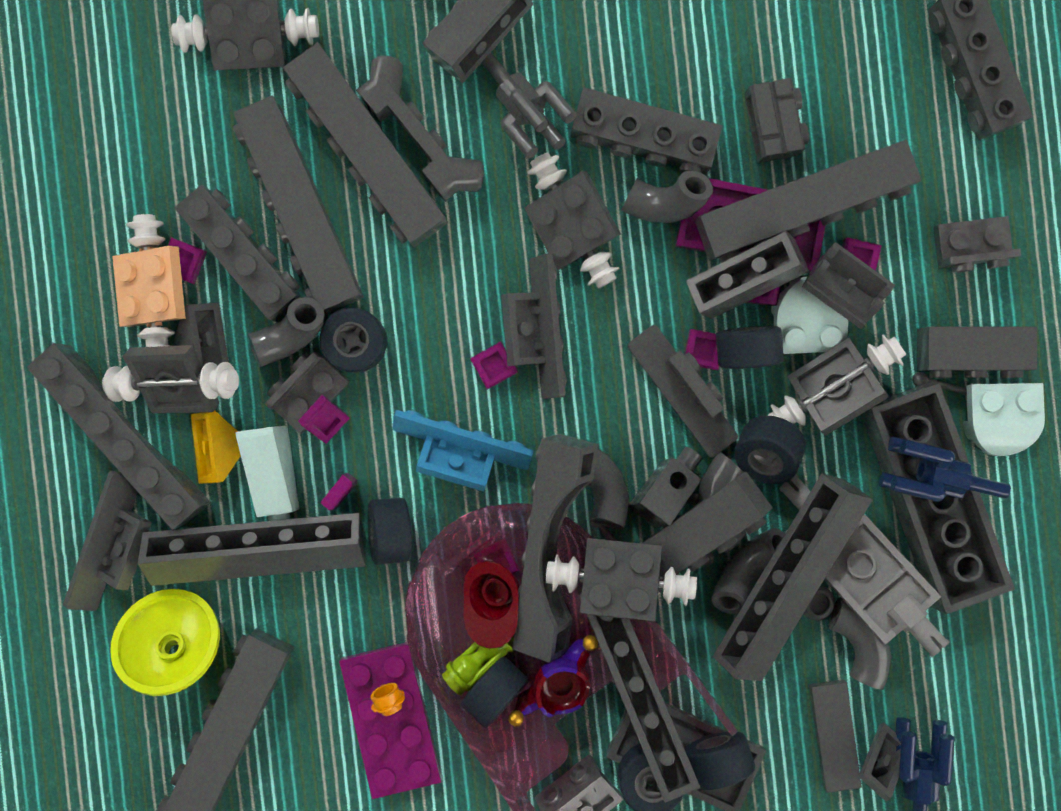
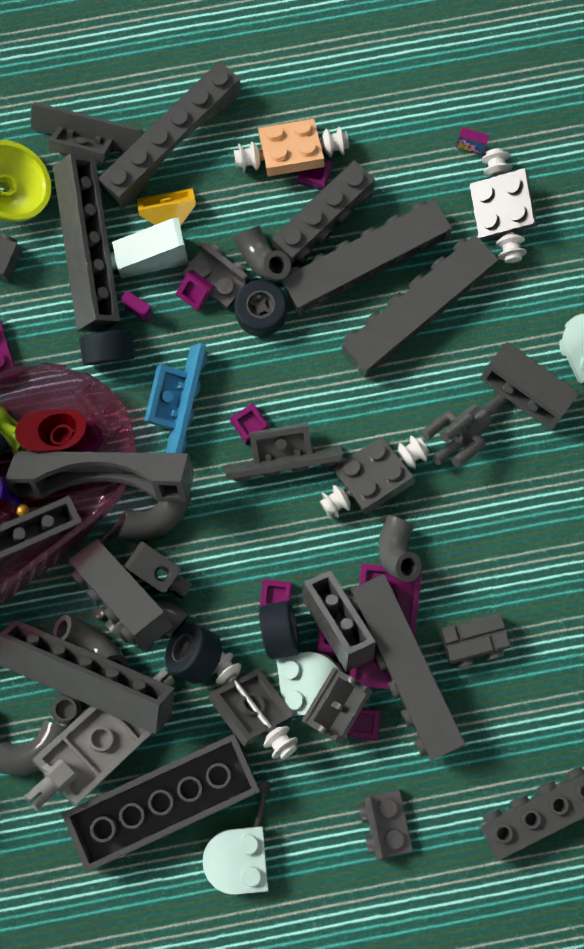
camera: 85 degrees right, 10 degrees down
(158, 60) = (472, 141): none -> magenta tile
(170, 380) = (217, 168): dark grey plate -> none
(204, 332) = (251, 192): dark grey slope -> none
(383, 98) = (460, 316): dark grey plate -> none
(621, 580) = (76, 529): dark grey plate -> none
(645, 131) = (454, 530): dark grey brick -> none
(684, 389) = (239, 580): dark grey bracket -> none
(938, 474) = (179, 790): dark blue plant -> none
(976, 351) = (291, 831): dark grey brick -> none

